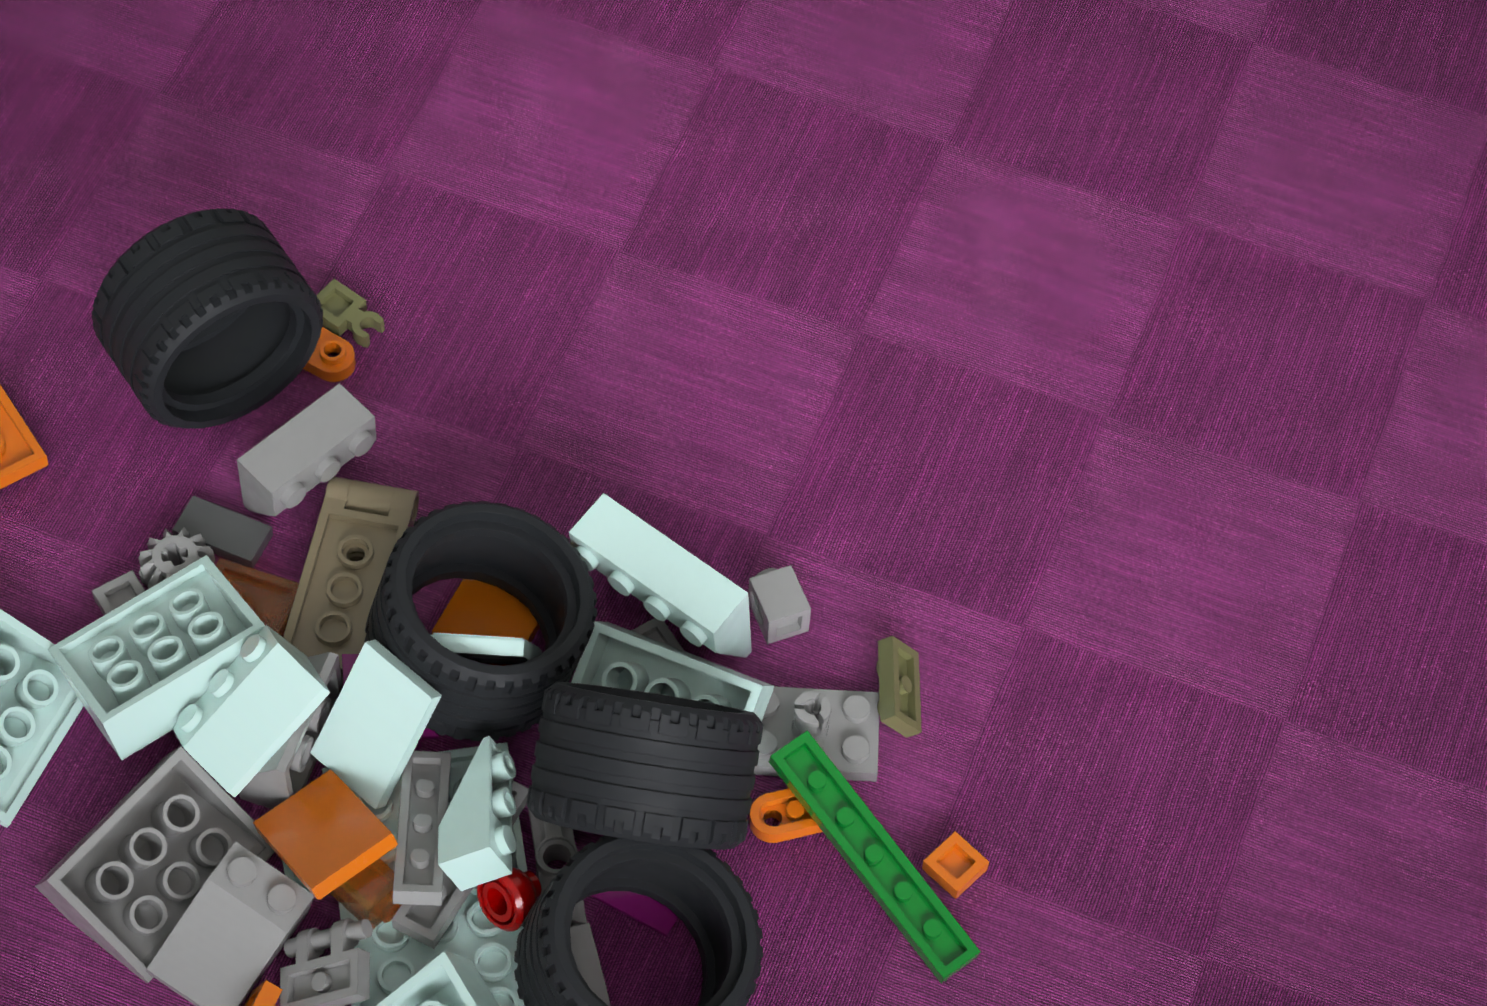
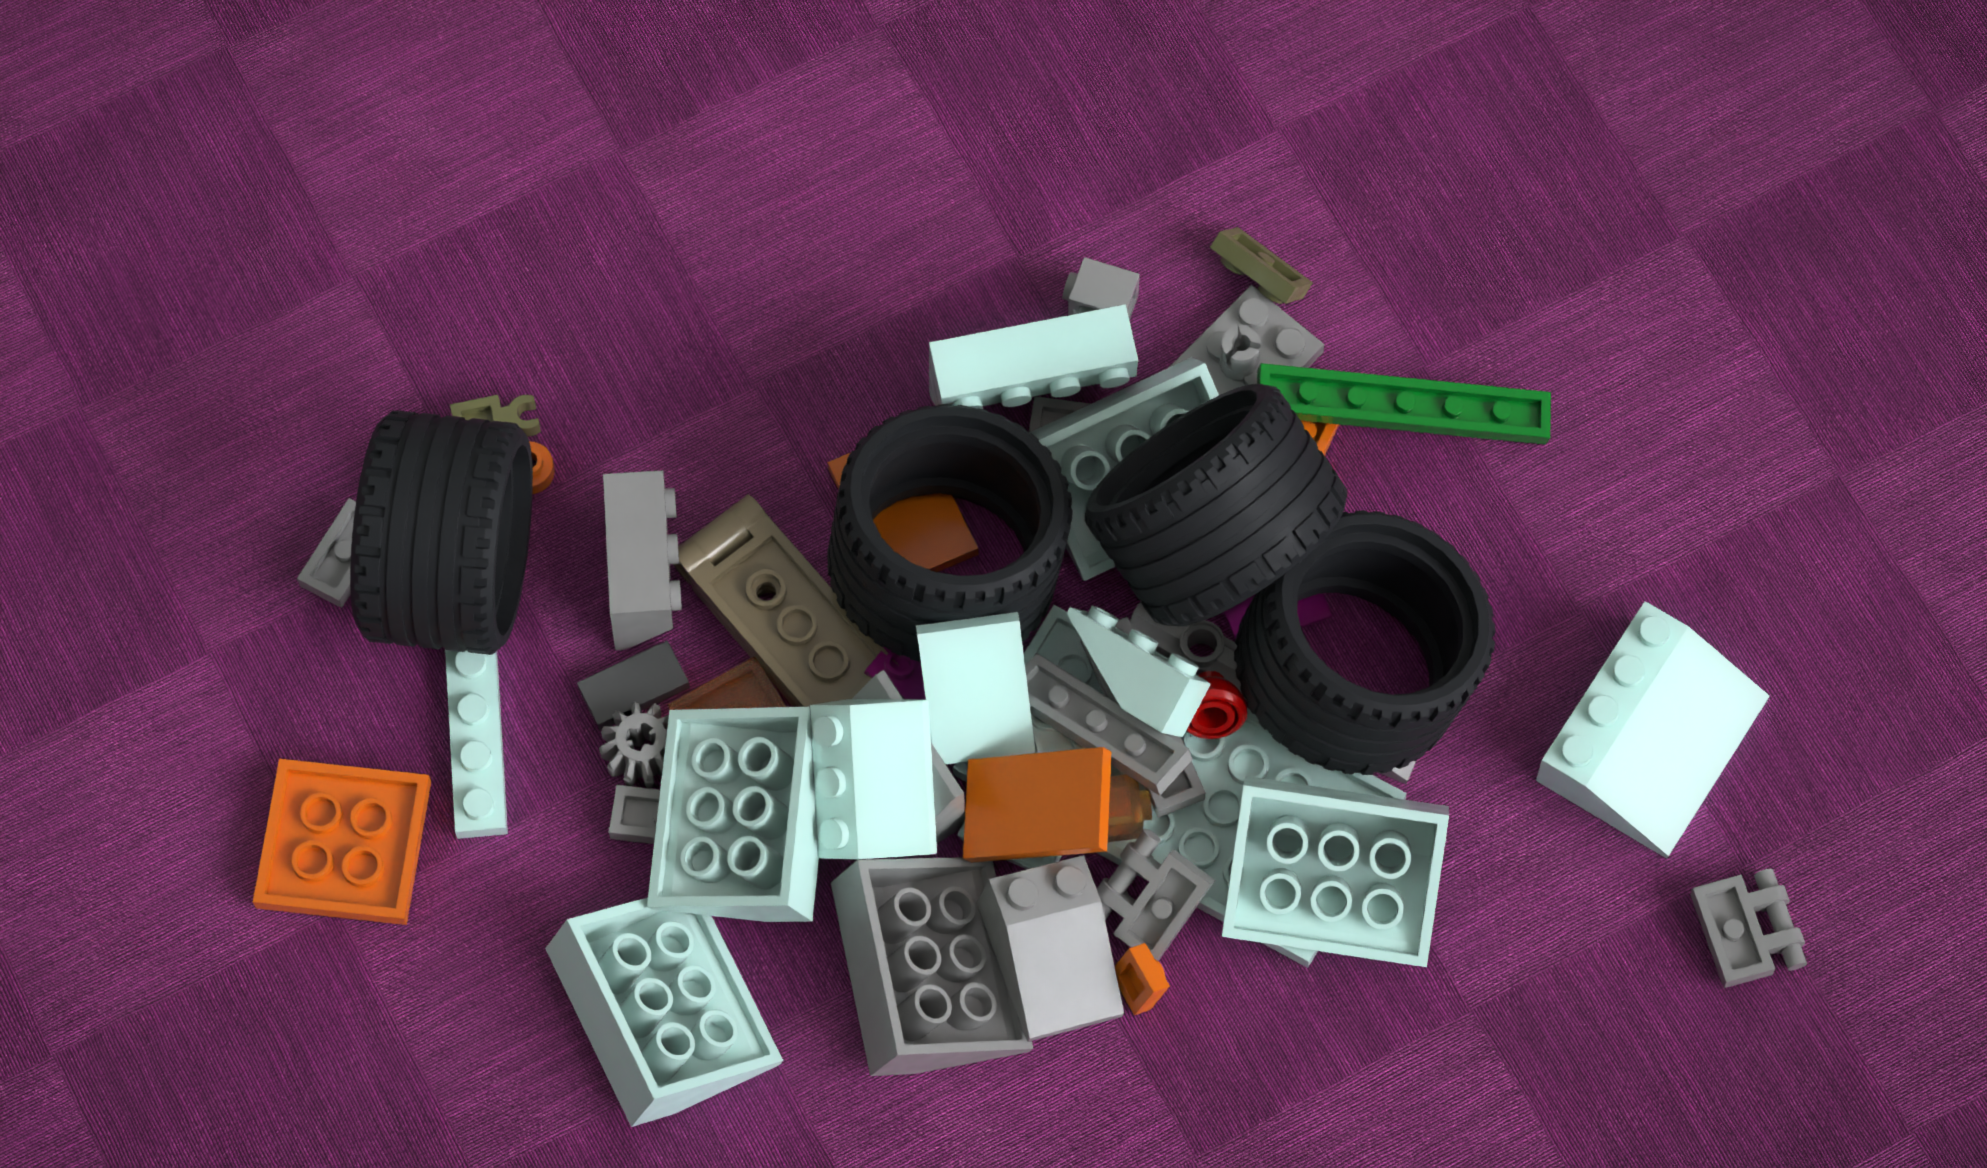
camera: 45 degrees left, 10 degrees up
(98, 472) = (476, 744): none -> light aqua plate
(489, 648) = (985, 542): light aqua tile -> none
(955, 865) = (1456, 351): orange plate -> none

